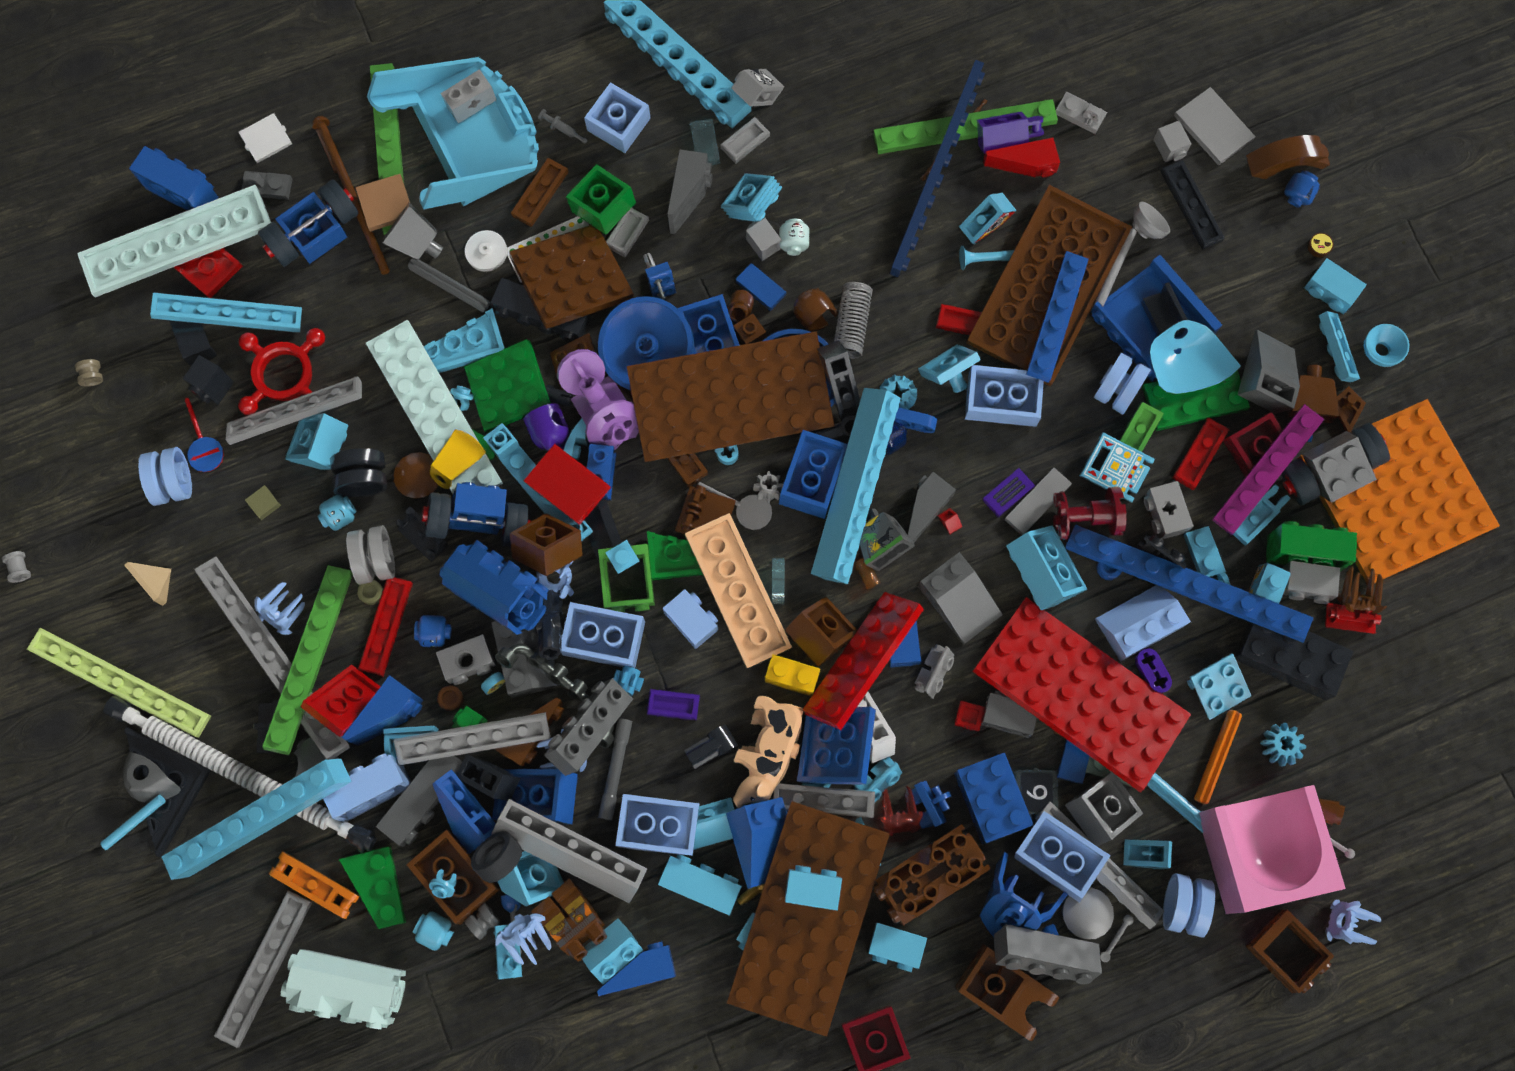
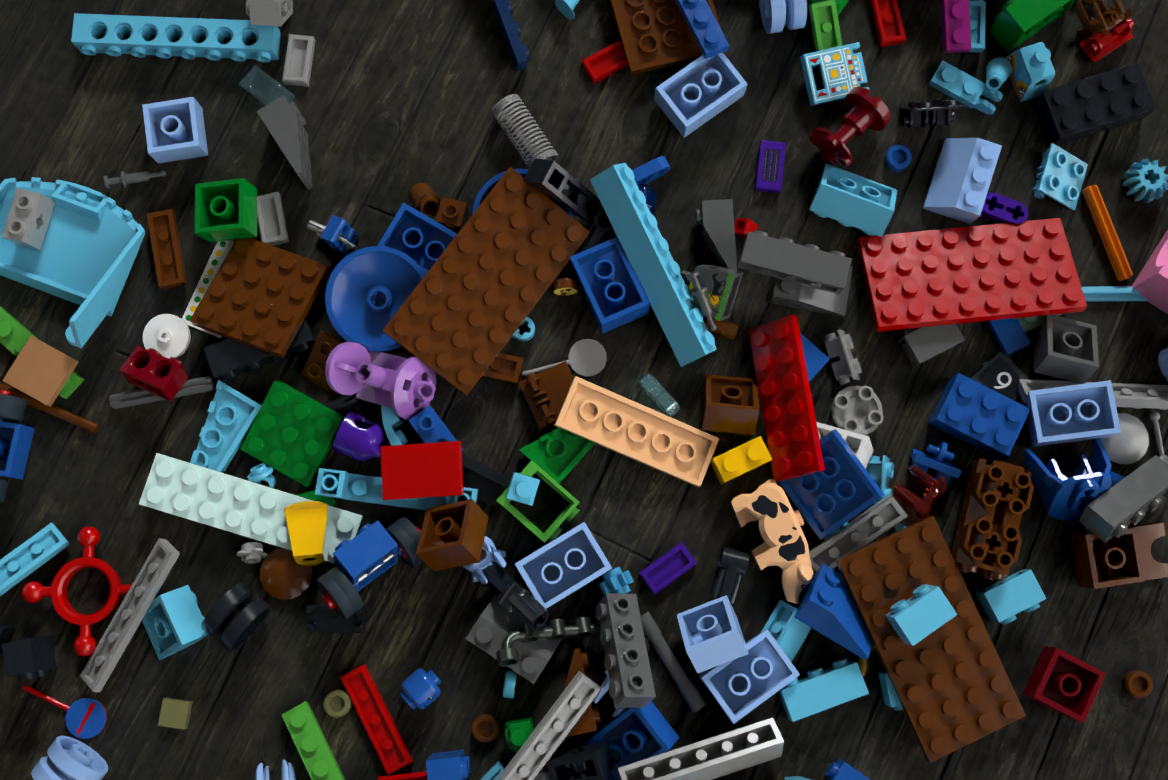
camera: 45 degrees left, 5 degrees up
(336, 512) = (247, 665): medium azure head -> none
(370, 555) = (311, 675): light grey wheel -> none
(408, 441) = (251, 552): none -> light grey plate
(412, 234) = (89, 377): torso -> none
(451, 660) = (458, 697): light grey brick -> none
(455, 266) = (154, 372): none -> dark red brick
(495, 587) = (443, 608): blue brick -> none
(658, 772) = (712, 634): none -> light blue brick
(690, 618) = (619, 487): light blue brick -> none
(751, 197) = (351, 102): medium azure brick -> none
(761, 287) = (424, 170): blue tile -> none
(763, 238) = (390, 129): light grey brick -> none
(768, 480) = (582, 334): light grey gear -> none
(782, 449) = (565, 287): none -> reddish brown tile
(794, 236) = (414, 106): light aqua head -> none
(810, 307) = (483, 151): reddish brown helmet -> none
(866, 538) = (701, 298): none -> dark grey piece
(904, 384) = (600, 159): medium azure gear -> none
(909, 716) = (857, 409): none -> light grey dish
(949, 367) = (636, 104): medium azure tile -> none
(954, 568) = (794, 262): none -> dark grey brick
(969, 716) = (900, 368): red tile -> none
(1037, 501) = (798, 154): light grey tile -> none
(1148, 853) = (1127, 352): medium azure slope -> none
(1170, 498) = (899, 62): light grey brick -> none
(1190, 583) = (975, 116): blue plate -> none
(1240, 569) = (997, 72): none -> medium azure cone
(1312, 582) = (1058, 34): light grey brick -> none

